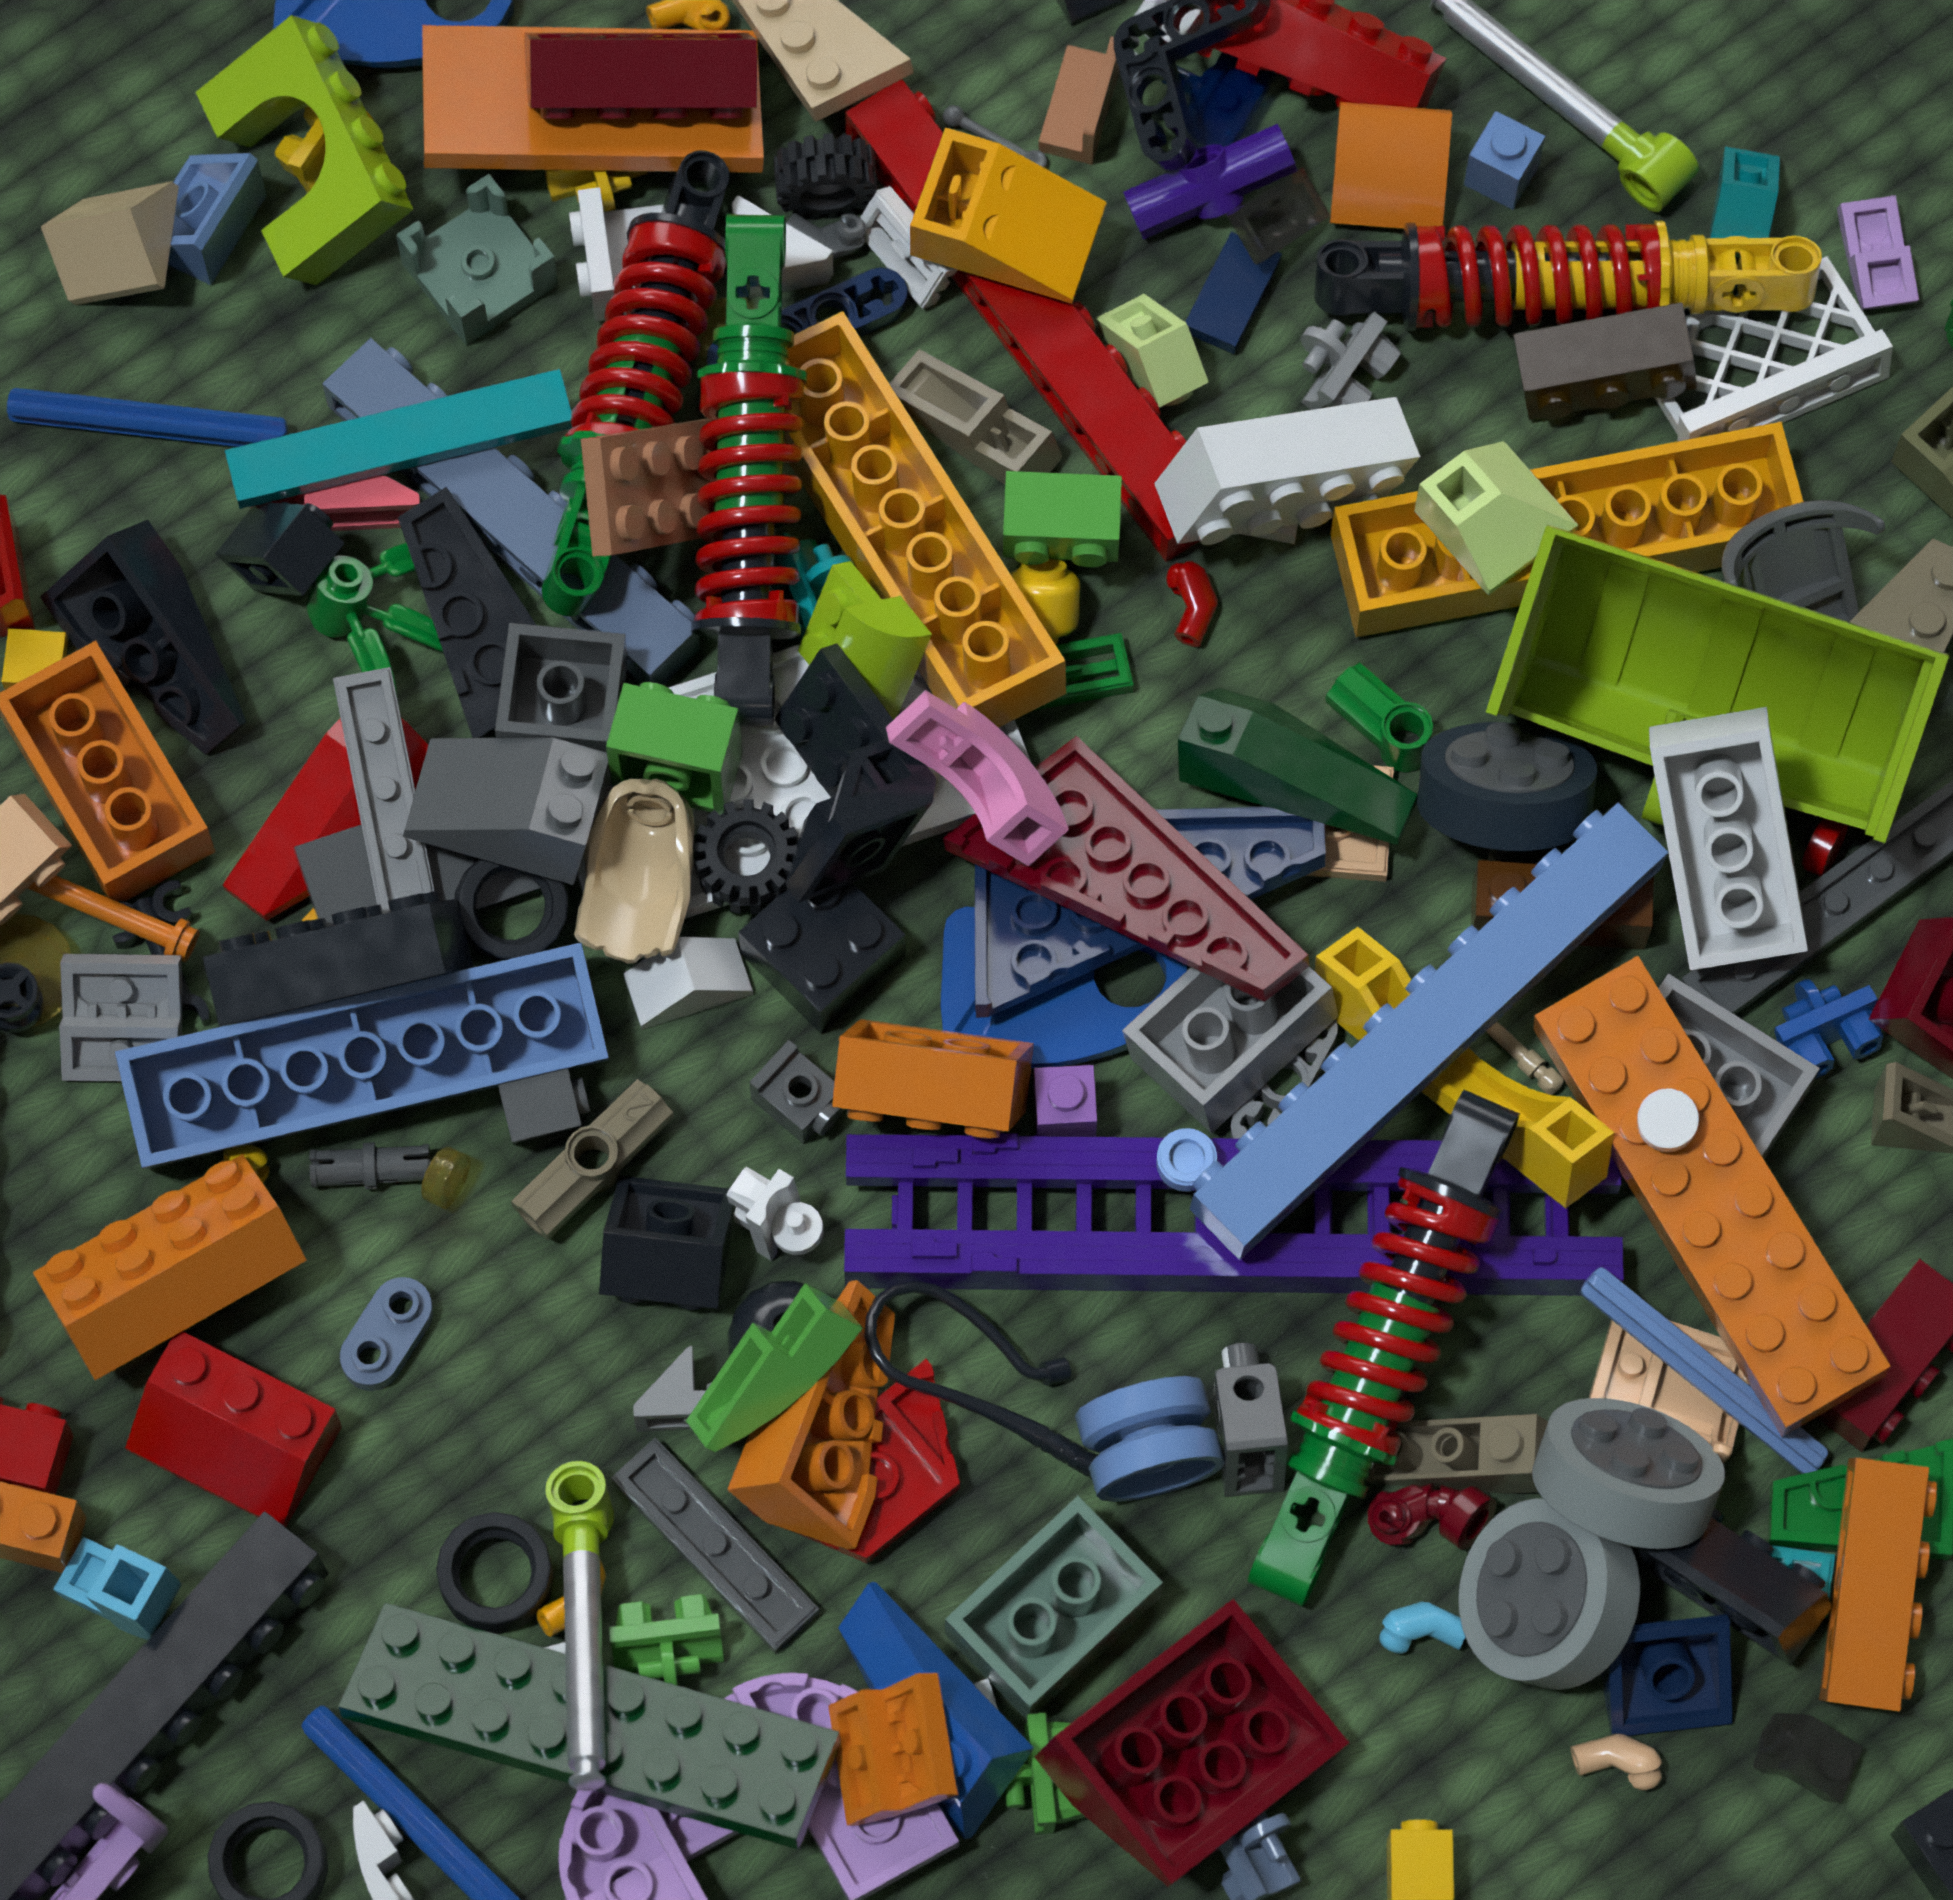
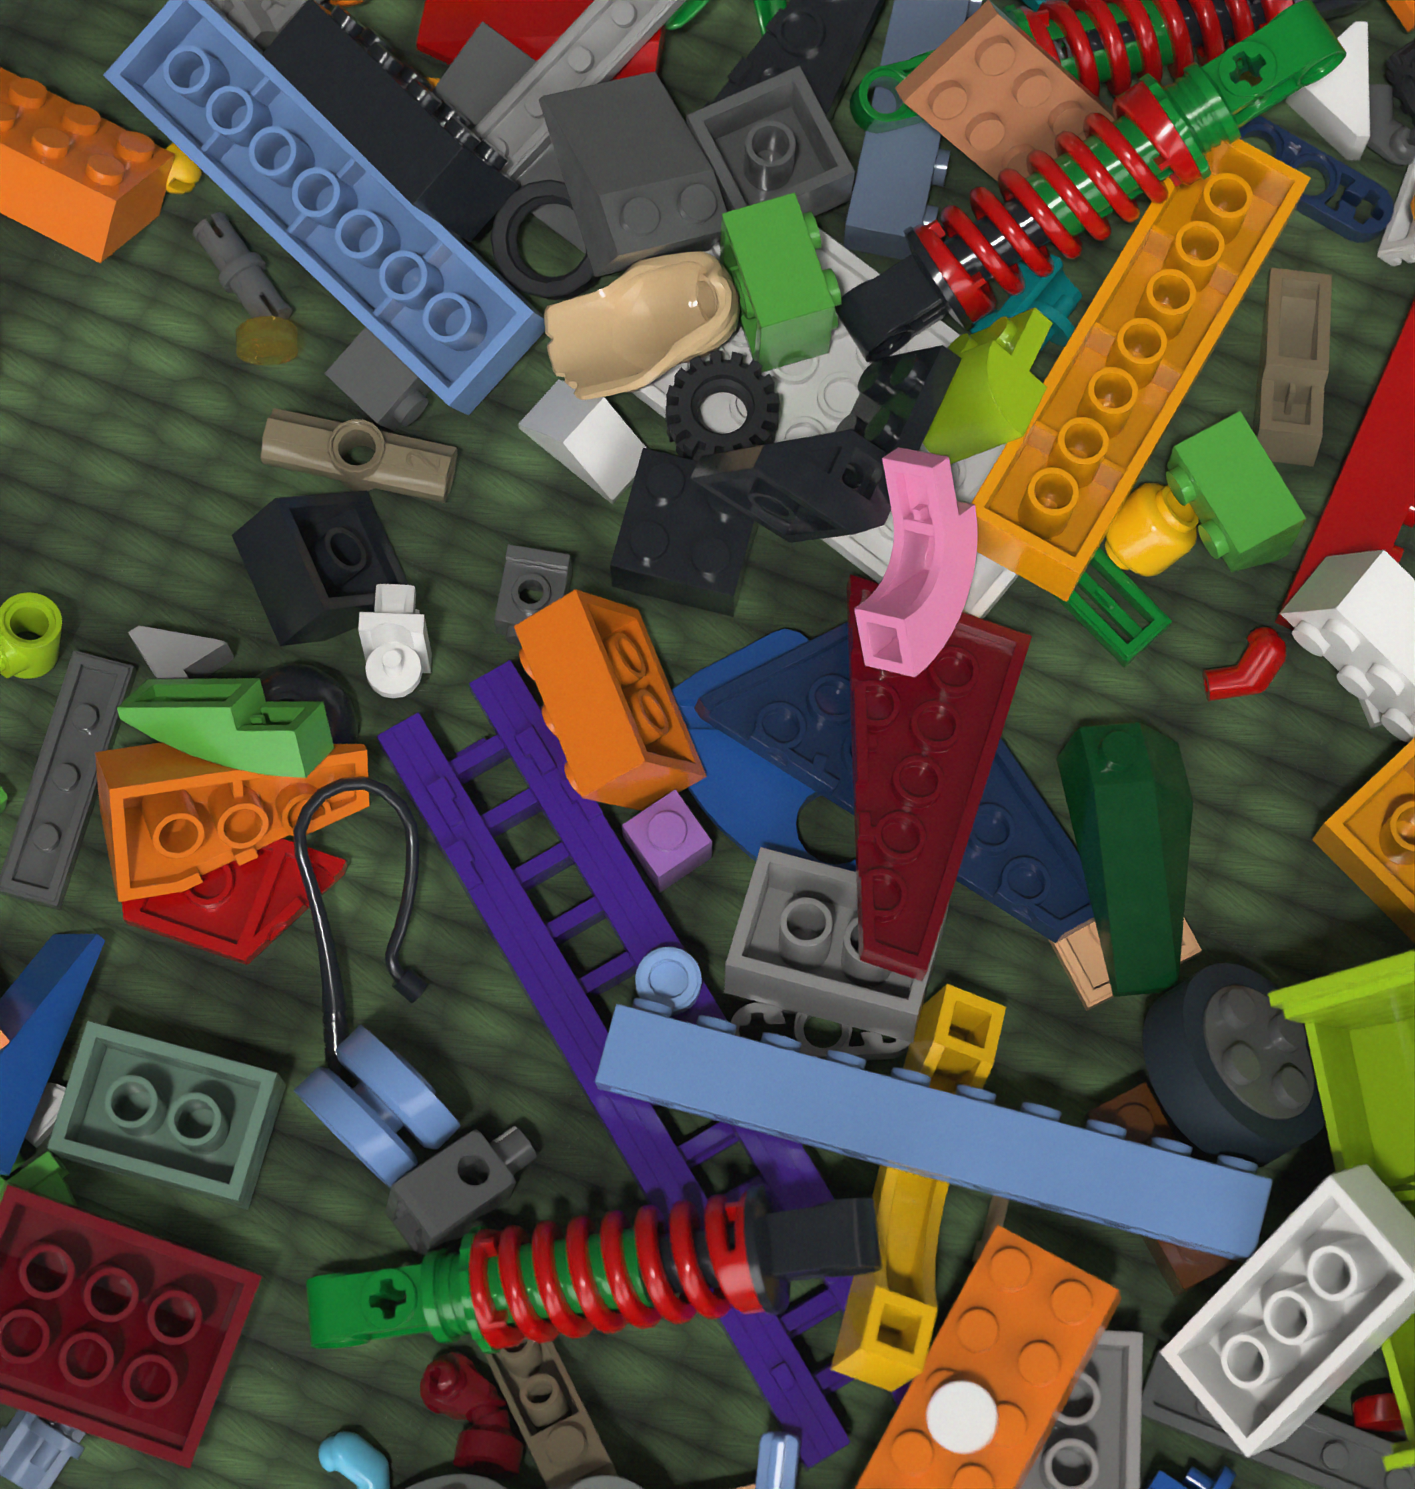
camera: 60 degrees right, 5 degrees up
(388, 1332) = (94, 380): sand blue plate -> none
(1380, 714) = (1244, 903): green piece -> none

